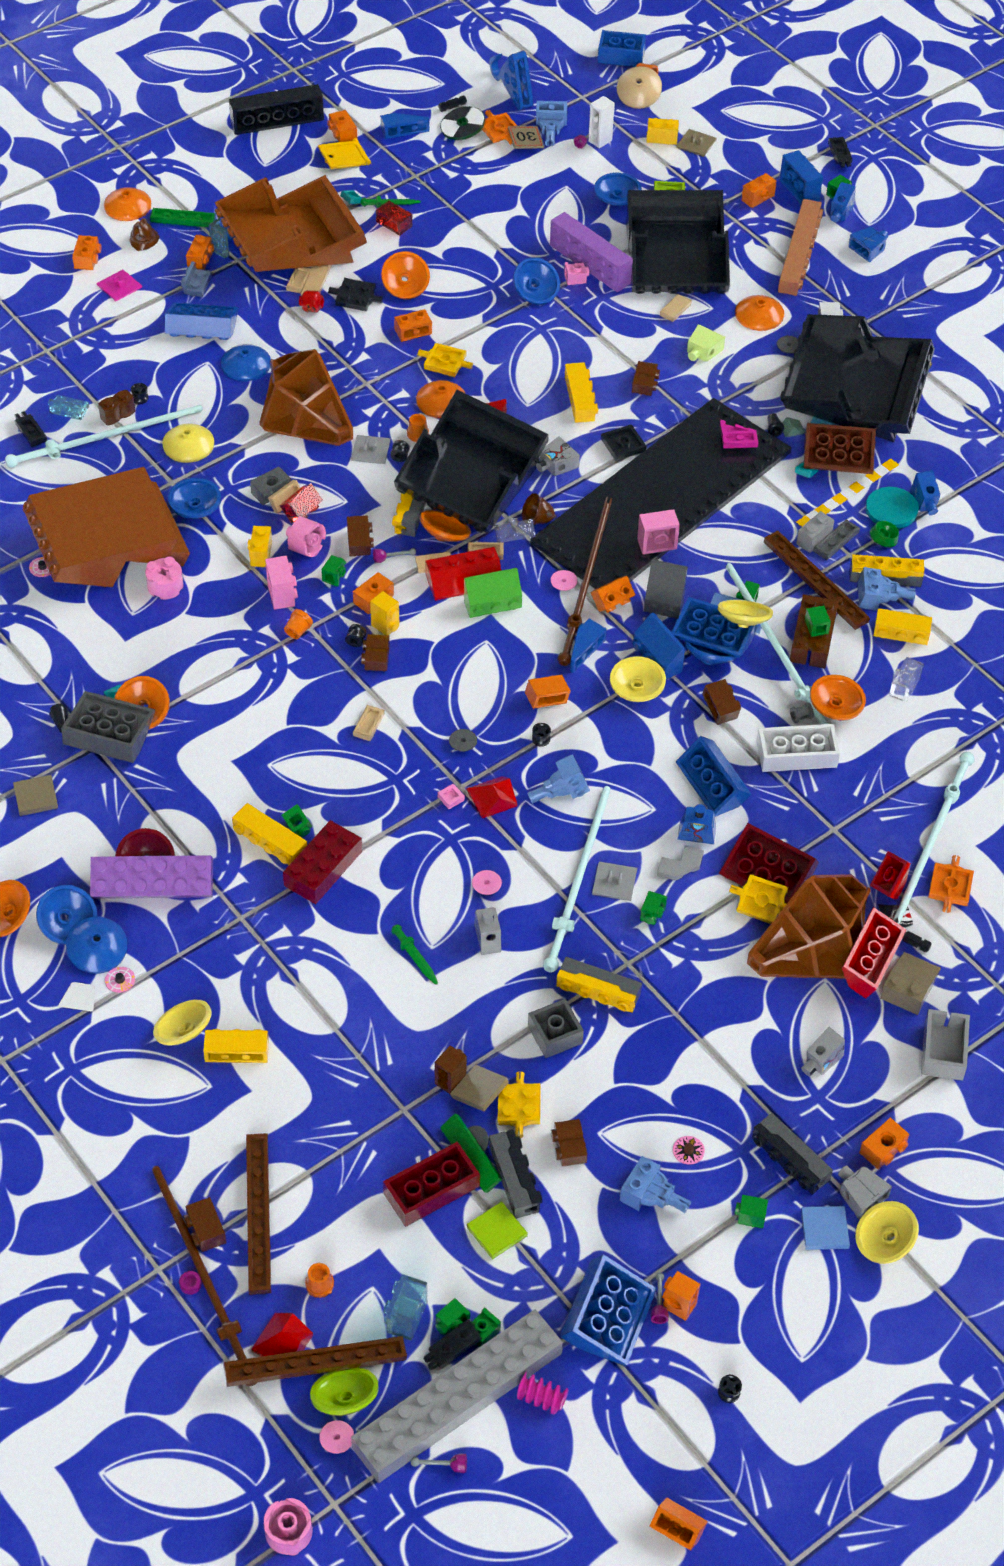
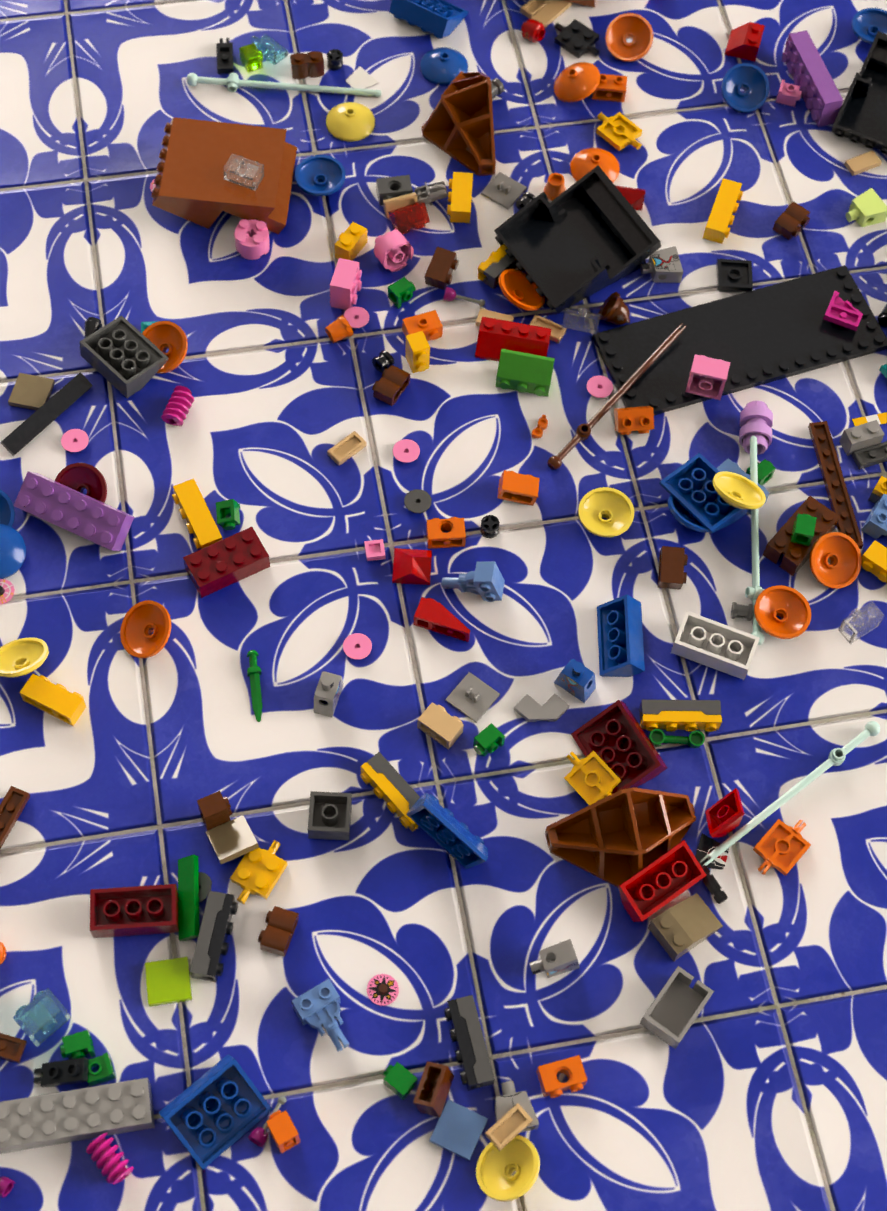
camera: 25 degrees right, 10 degrees up
(57, 420) = (251, 57): none -> clear neon green brick
(64, 807) = (46, 414): none -> black tile
(107, 819) = (74, 440): none -> bright pink piece
(131, 516) = (243, 171): none -> clear brick
(173, 402) = (361, 79): none -> white sticker
(189, 748) = (178, 406): none -> dark pink piece
(276, 944) = (138, 629): none -> orange dish
(307, 605) = (357, 317): none -> bright pink piece
(308, 473) = (431, 192): none -> light grey arm
(337, 469) = (460, 197): none -> yellow brick
(381, 331) = (576, 82): none -> orange dish
(425, 702) = (406, 451): none -> bright pink piece
(506, 755) = (454, 538): none -> orange brick
(510, 242) = (745, 41): none -> red slope
(532, 633) = (542, 425): none -> orange piece
(544, 828) = (437, 618): none -> red slope
(563, 923) = (400, 717): light aqua bar -> none
(588, 639) = (585, 454): blue slope -> none
(603, 914) = (440, 725): none -> tan brick
(660, 645) = (644, 490): blue slope -> none
(665, 589) = (681, 435): dark grey slope -> none
(670, 991) = (448, 832): none -> blue slope
(719, 552) = (756, 421): none -> lavender piece
(785, 1202) = (433, 1089): none -> reddish brown brick
(803, 816) = (680, 715): none -> piece
(826, 833) = (694, 740): none -> green bar
(855, 638) = (844, 560): none -> orange dish
(868, 1199) = (508, 1127): none -> tan tile

